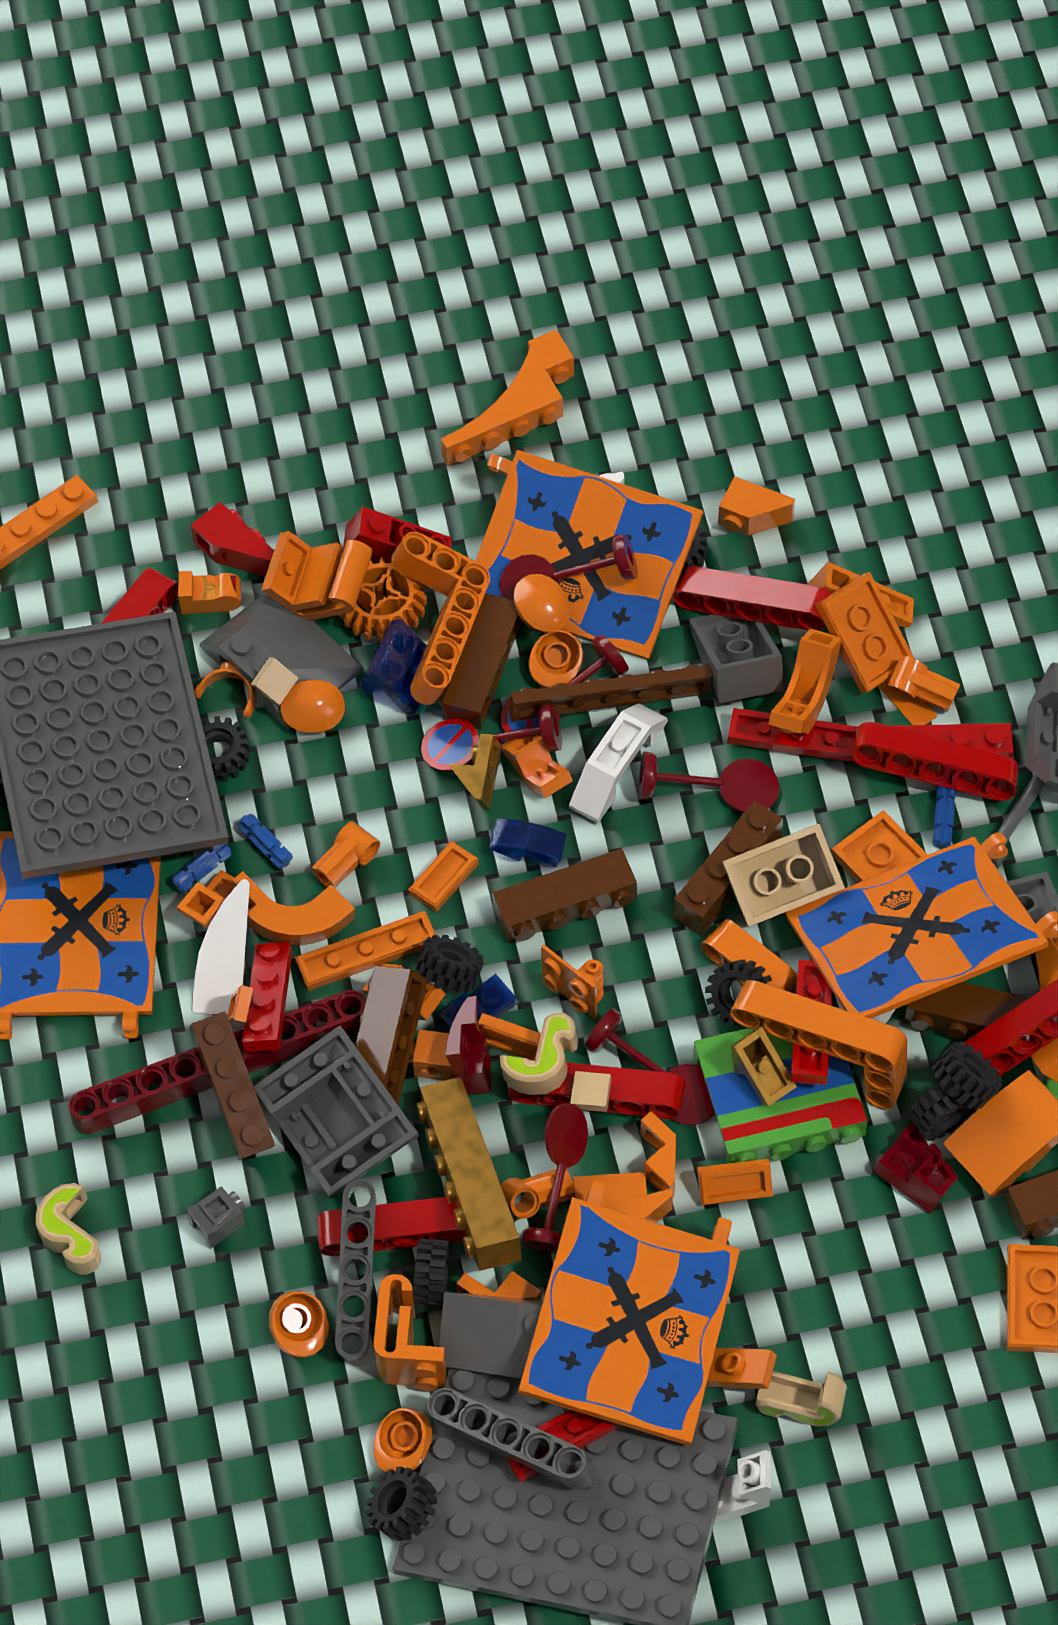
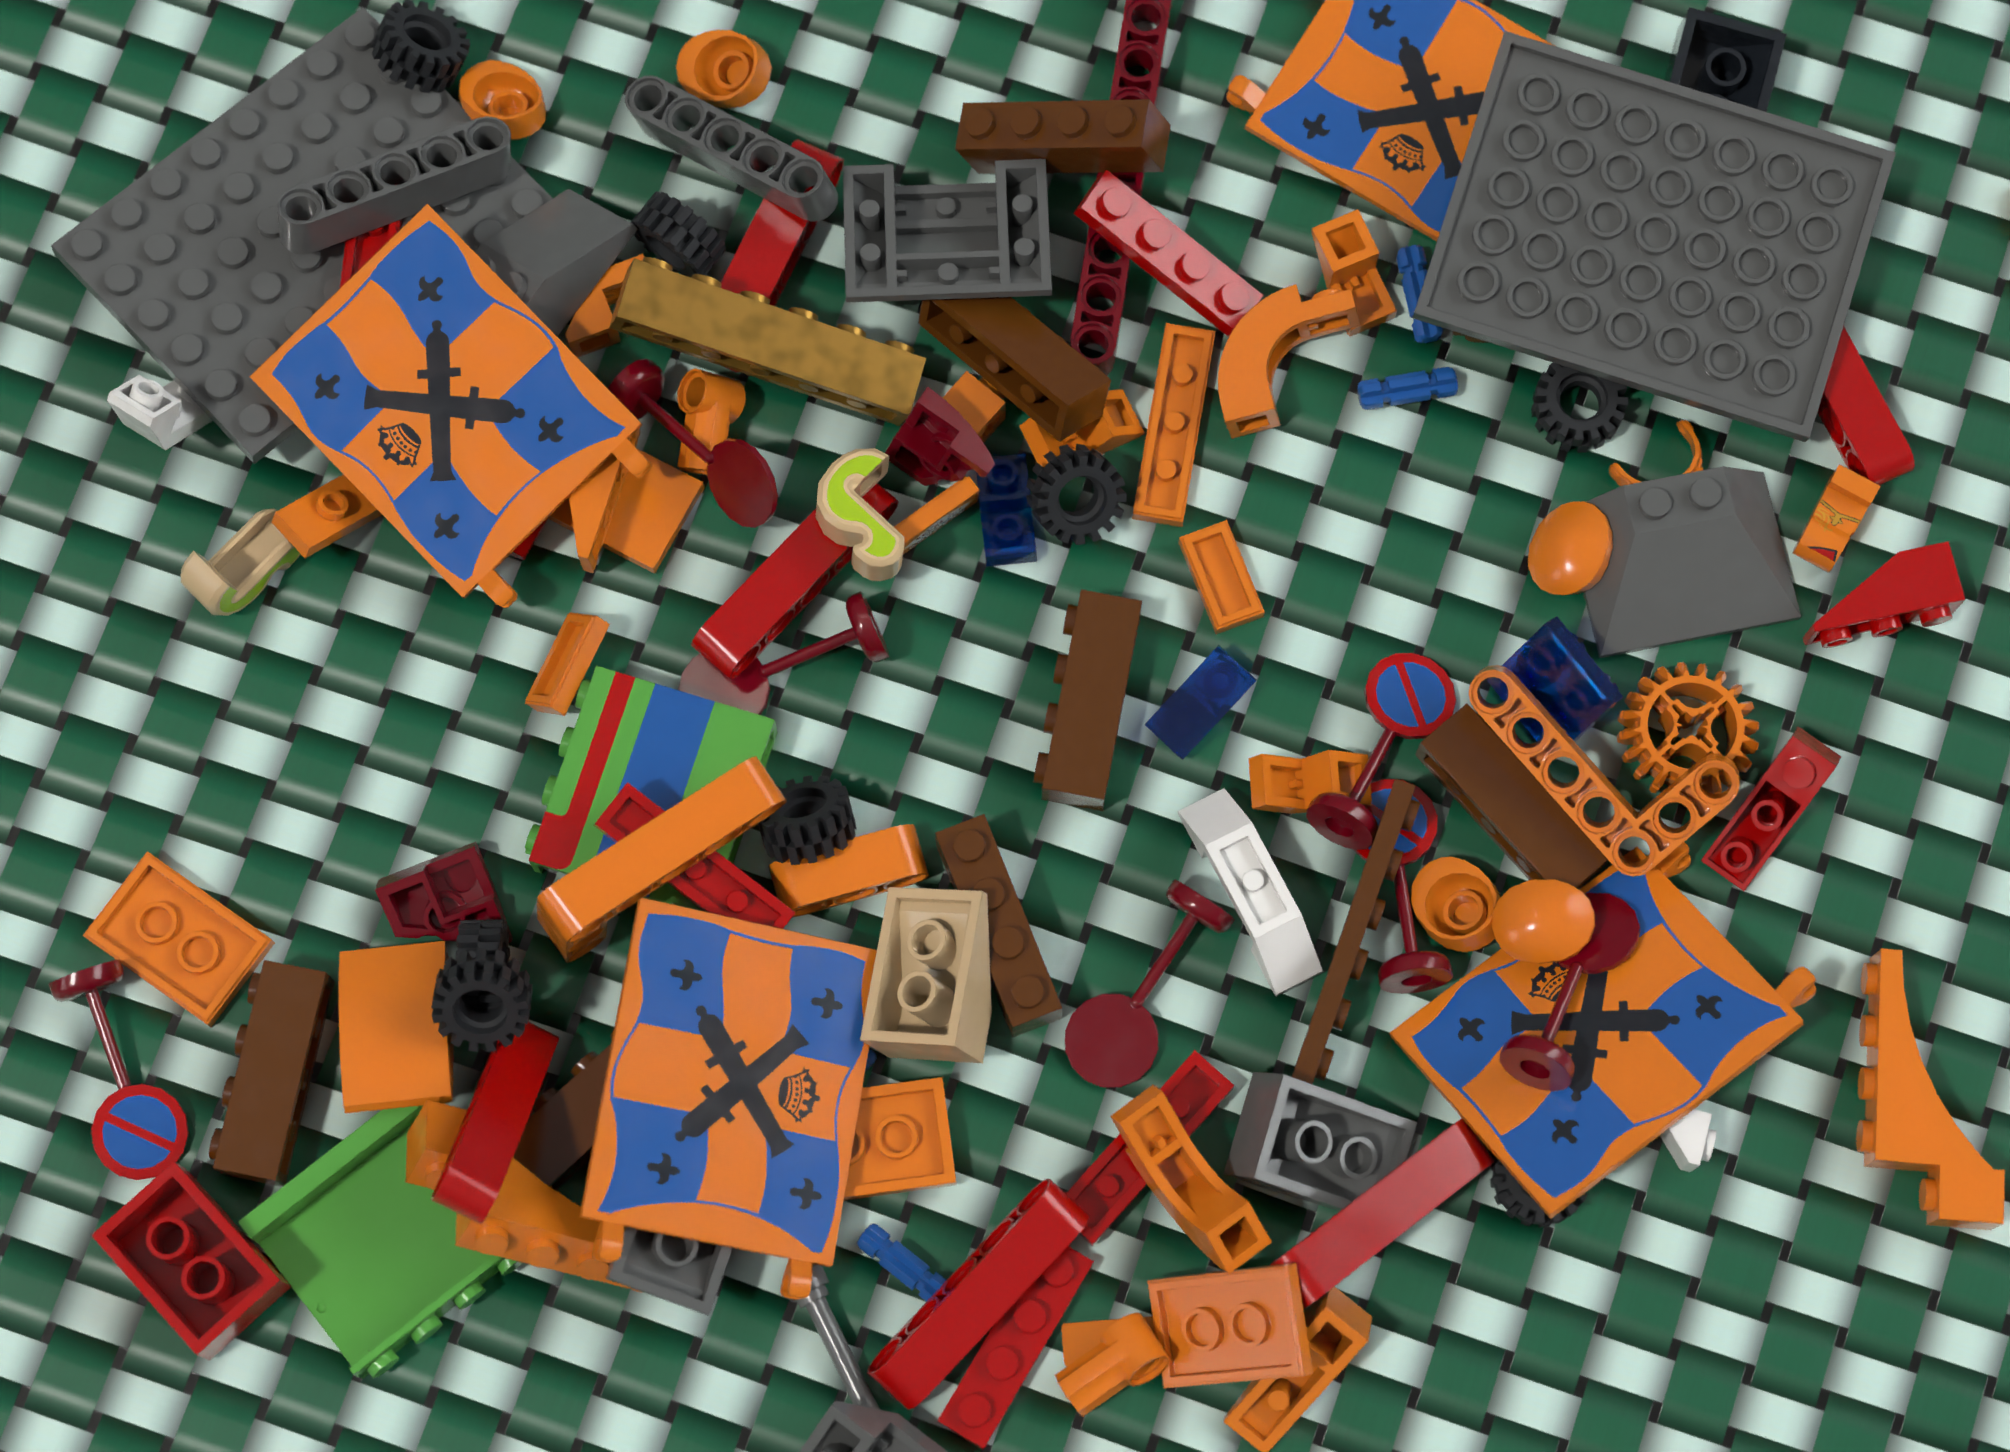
camera: 120 degrees right, 15 degrees up
(217, 1215) = (919, 51): dark grey window -> none
(222, 954) = (1262, 237): white sticker -> none
(239, 1006) = (1169, 205): orange tile -> none
(274, 681) = (1622, 501): tan tile -> none
(316, 579) = (1761, 645): orange piece -> none
(351, 848) = (1325, 481): orange piece -> none
(408, 1363) = (614, 143): orange piece -> none
(482, 776) = (1329, 693): pearl gold slope -> none
(580, 986) = (933, 625): orange hinge -> none
(591, 1091) = (780, 545): tan tile -> none
(661, 1165) = (639, 590): orange slope -> none
(753, 508) = (1542, 1316): orange slope -> none
(762, 1066) = (665, 759): pearl gold slope -> none

